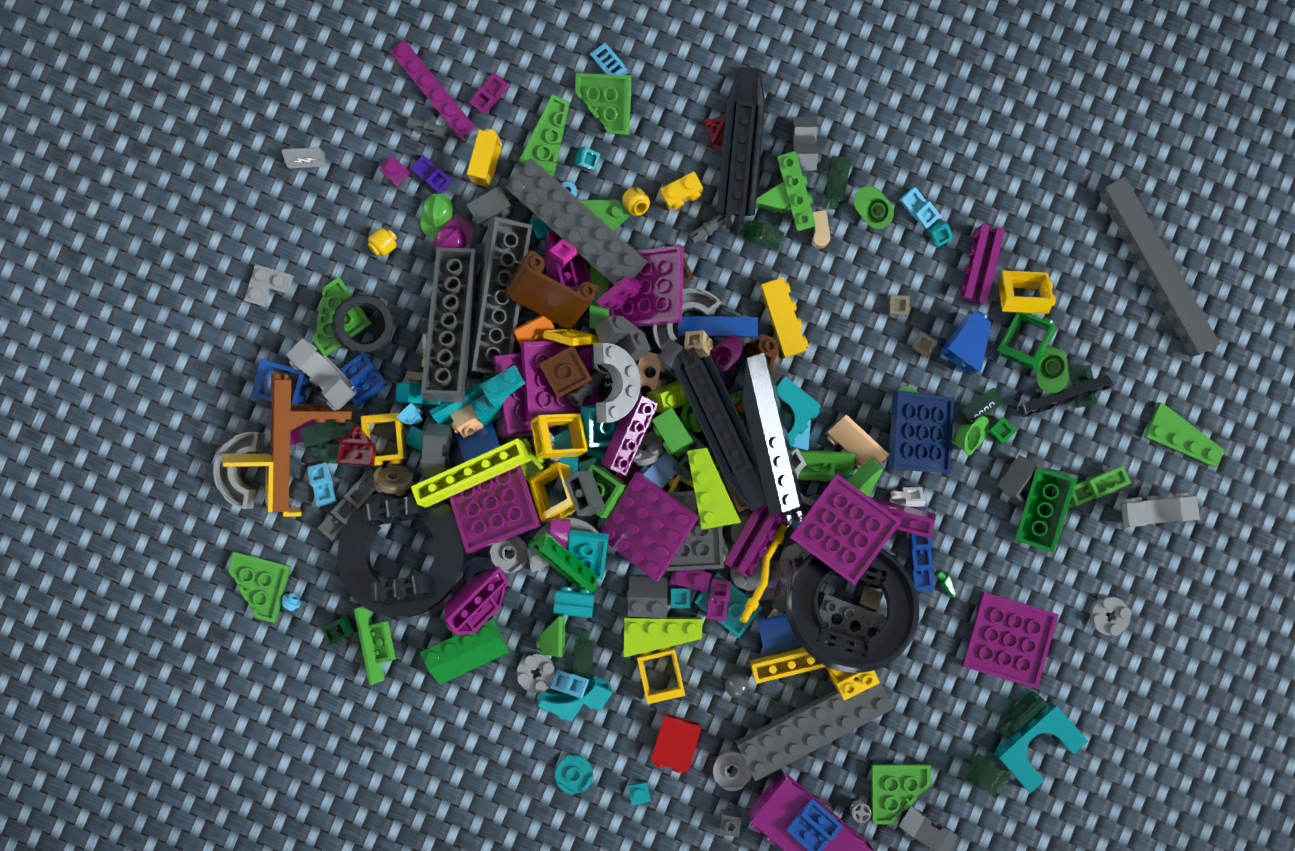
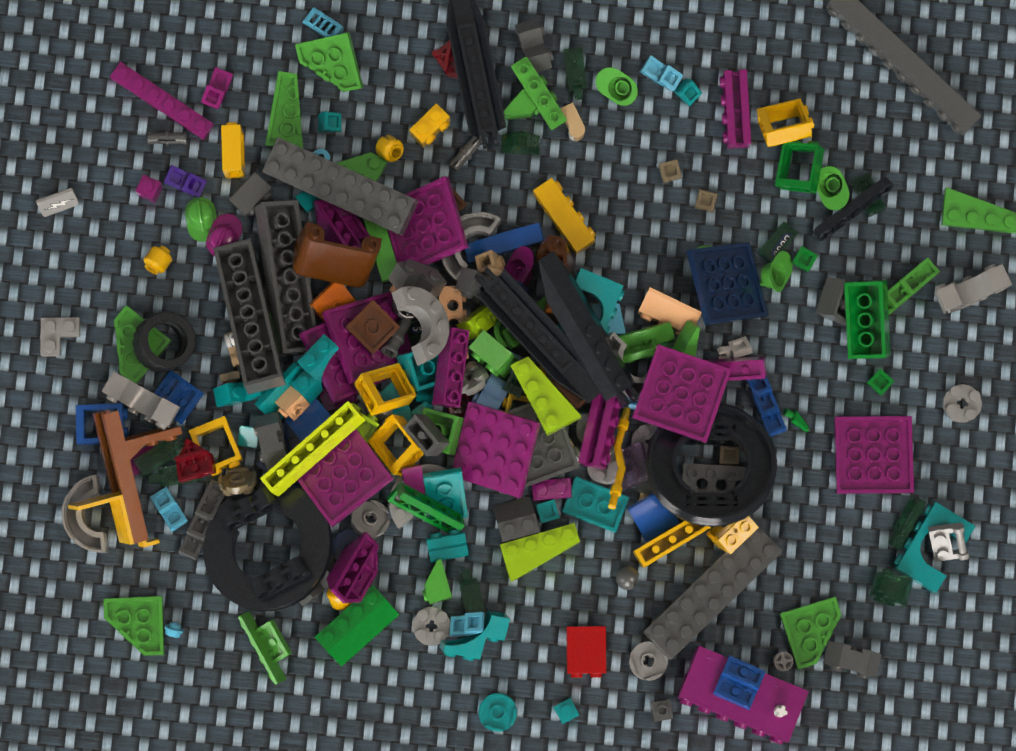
camera: 20 degrees left, 5 degrees down
(339, 630) = (228, 643): dark green slope -> none
(410, 415) = (237, 413): medium azure hinge -> none
(563, 252) = (336, 215): dark pink plate -> none
(570, 336) = (367, 293): yellow tile -> none
(615, 297) = (402, 236): magenta plate -> none
(664, 694) = (532, 575): yellow window -> none
(718, 600) = (584, 501): magenta slope -> none
(968, 343) = (745, 186): blue slope -> none
(1038, 571) = (880, 382): none -> green plate
(1050, 747) = (942, 543): none -> light grey plate

